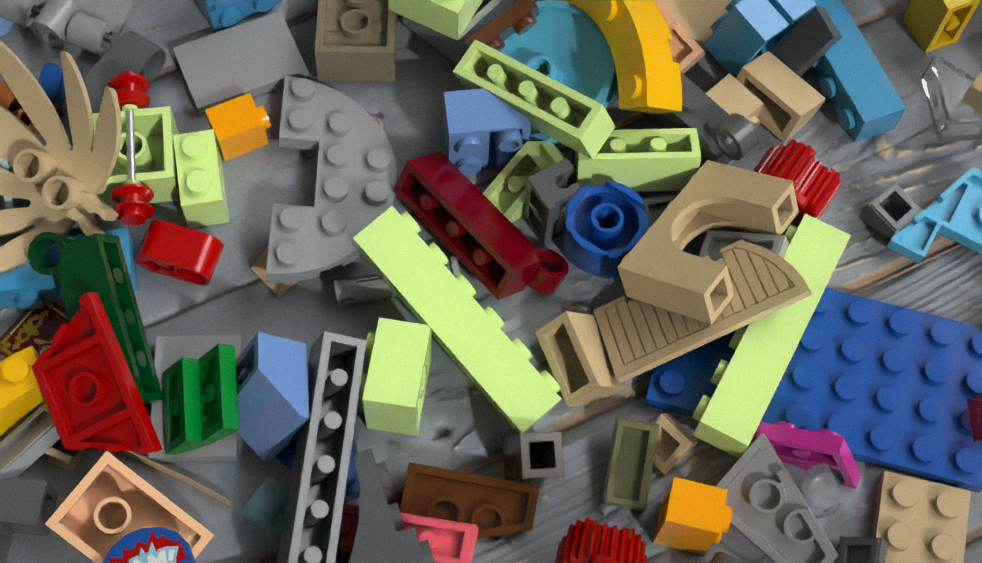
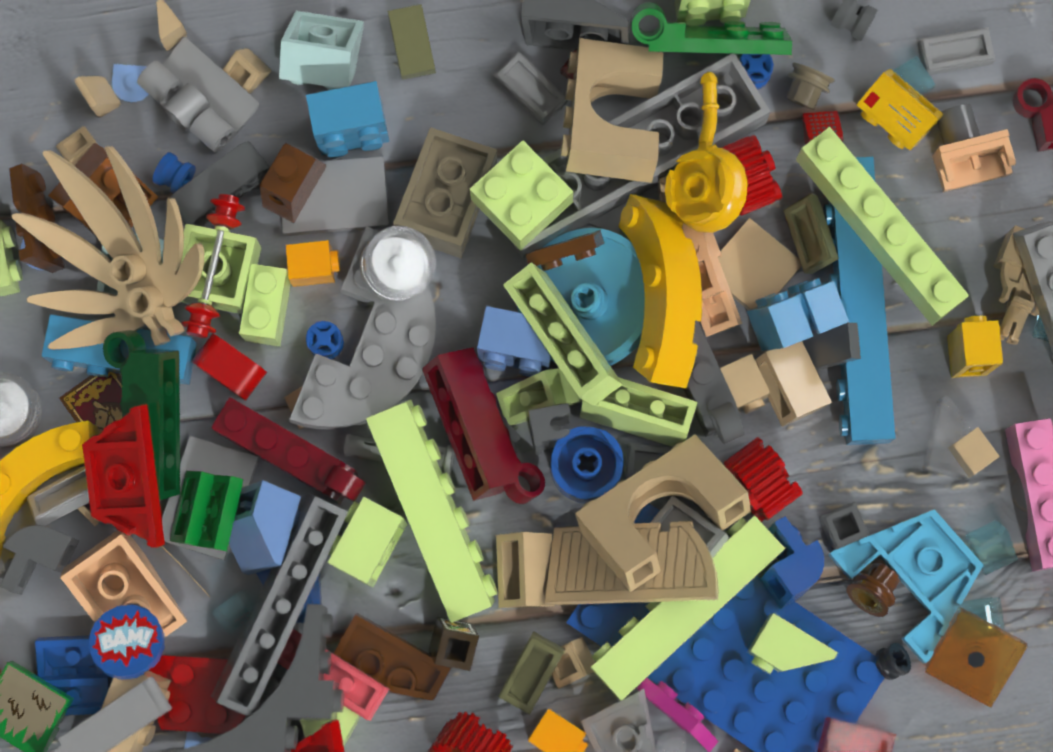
camera: 25 degrees right, 15 degrees up
(195, 35) = (291, 180): none -> reddish brown torso
(244, 308) = (288, 452): none -> dark red hinge
(274, 187) = (320, 335): none -> blue wheel
(332, 91) = (397, 263): none -> clear piece
(863, 263) = (797, 566): none -> blue brick
(895, 337) = (786, 647): none -> yellowish green slope
(952, 262) = (874, 590): none -> reddish brown piece

